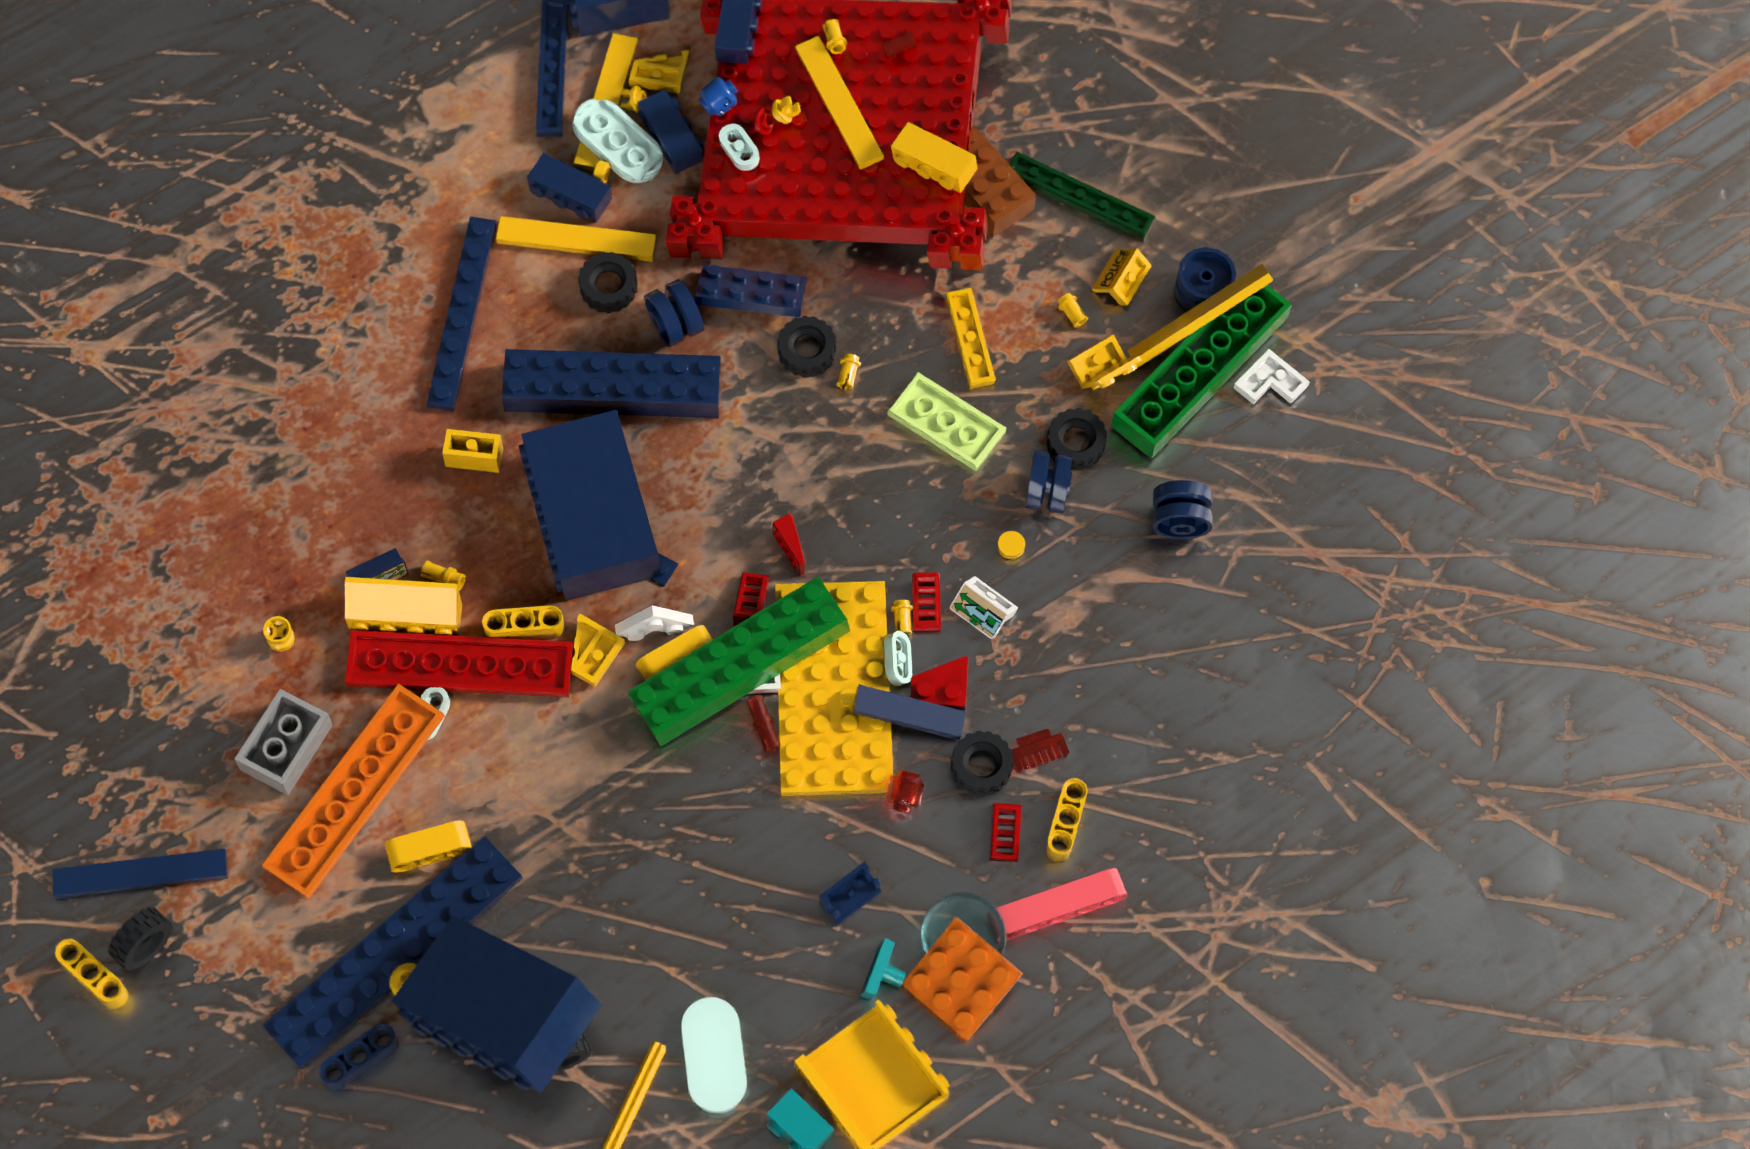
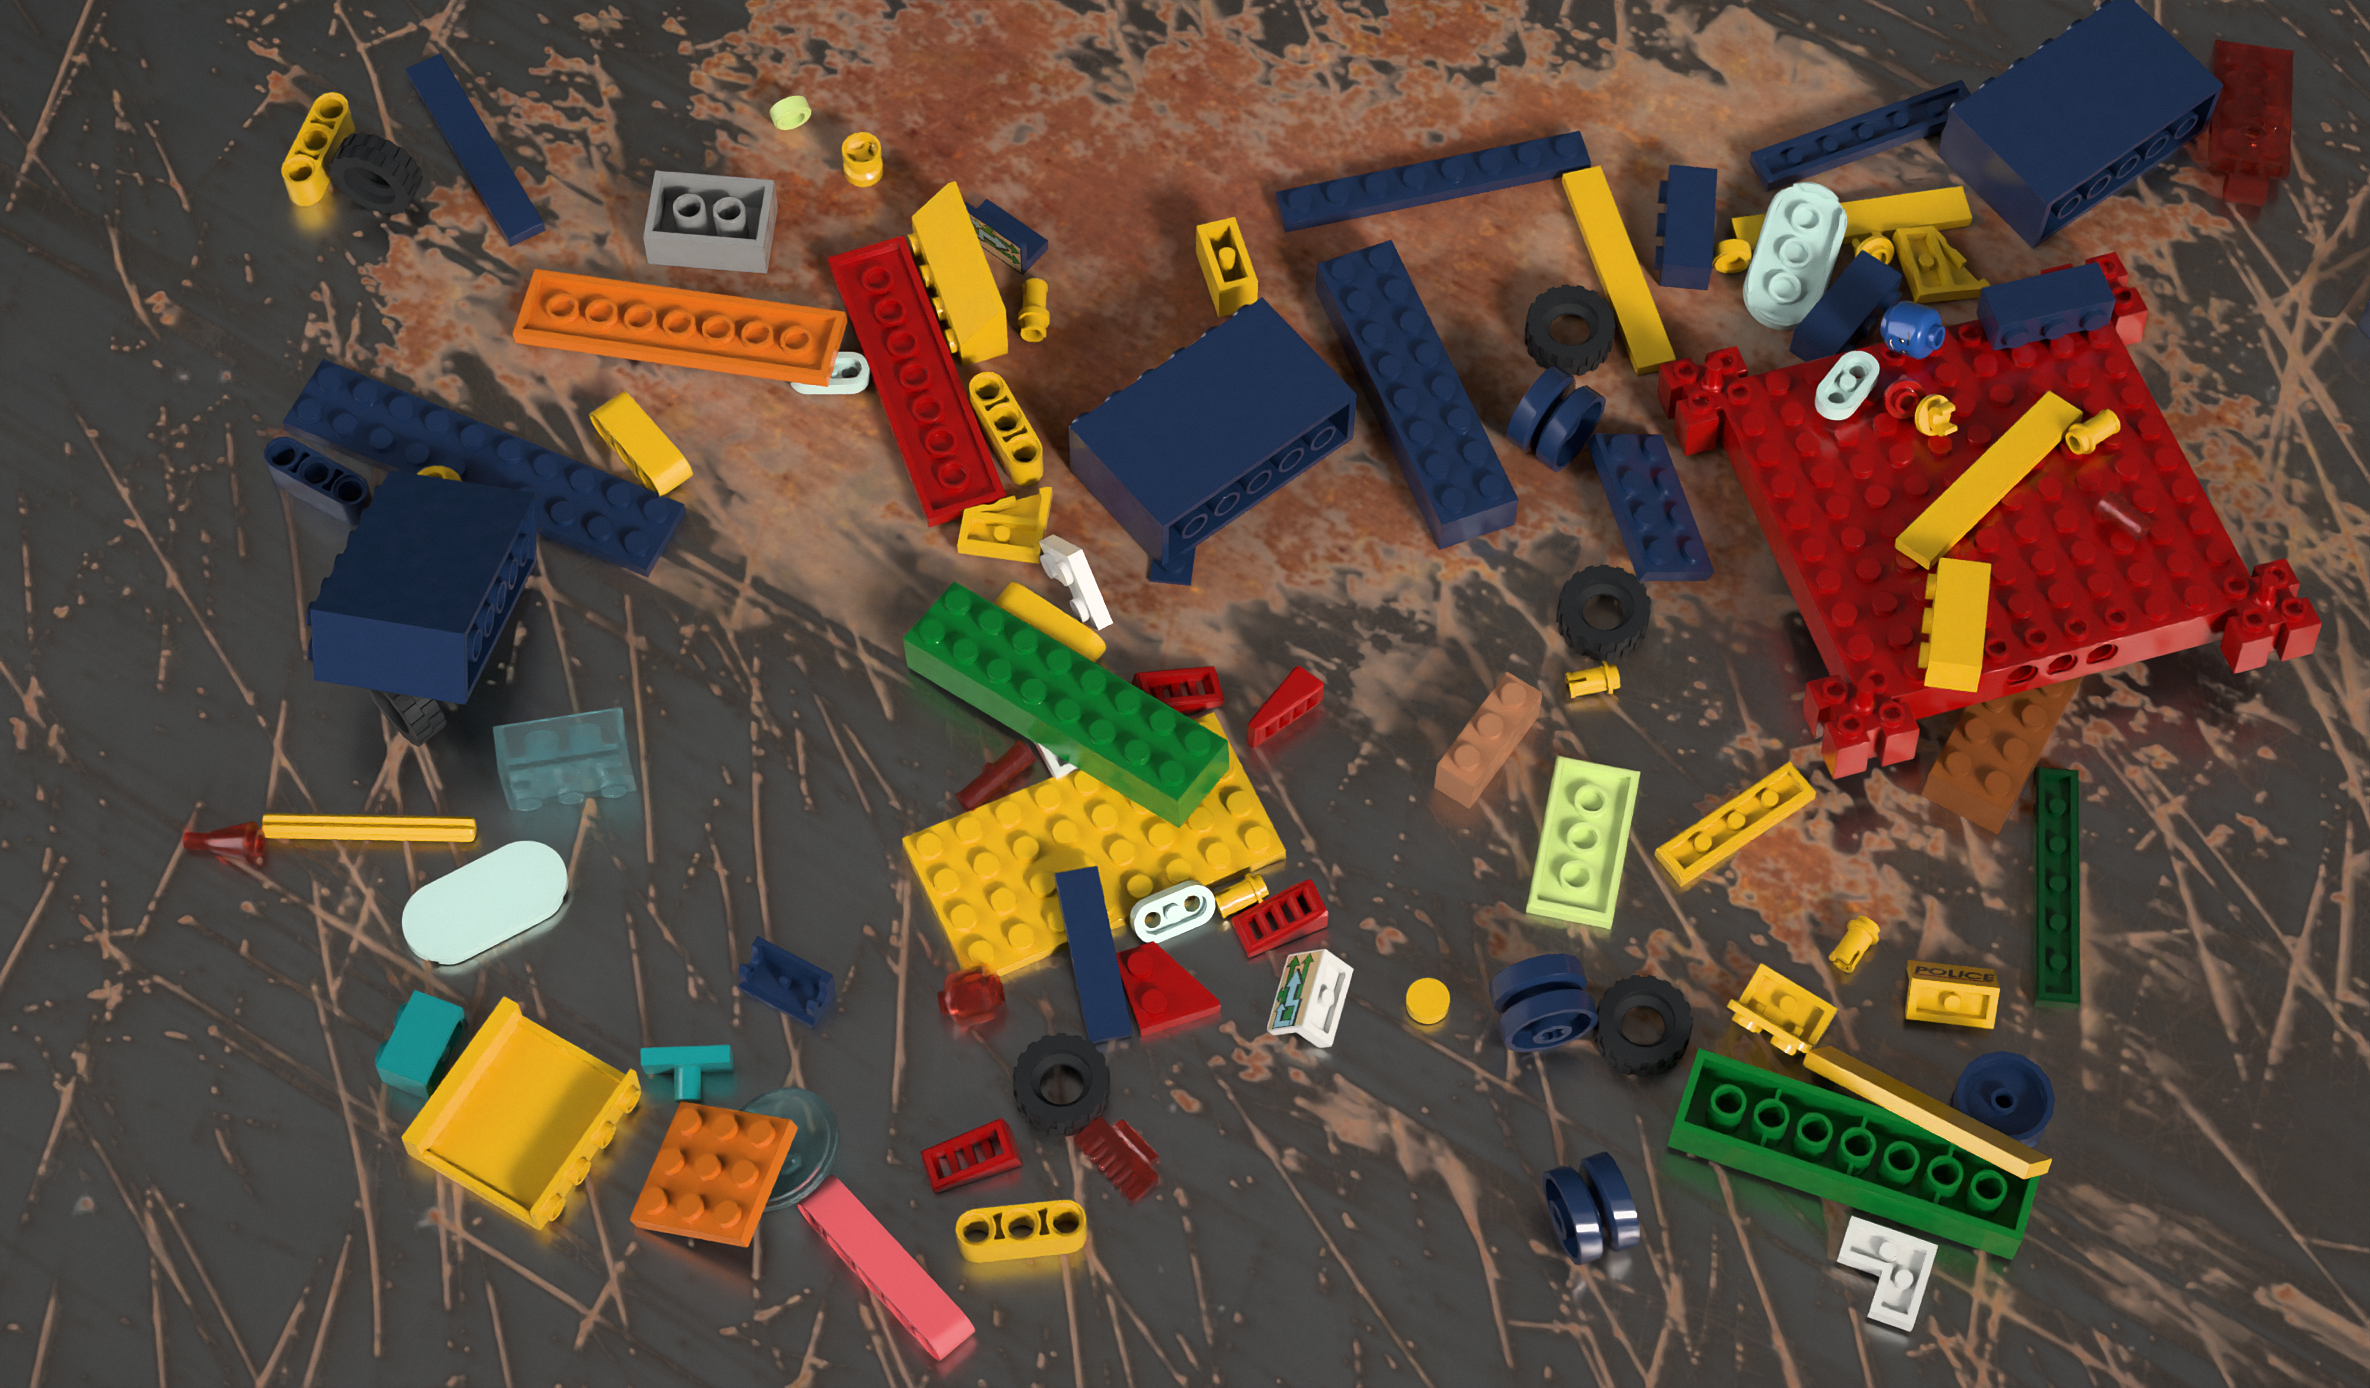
camera: 70 degrees right, 5 degrees down
(219, 664) = (790, 112): none -> yellowish green tile
(646, 968) = (565, 759): none -> clear light blue brick
(864, 441) = (1488, 740): none -> nougat brick

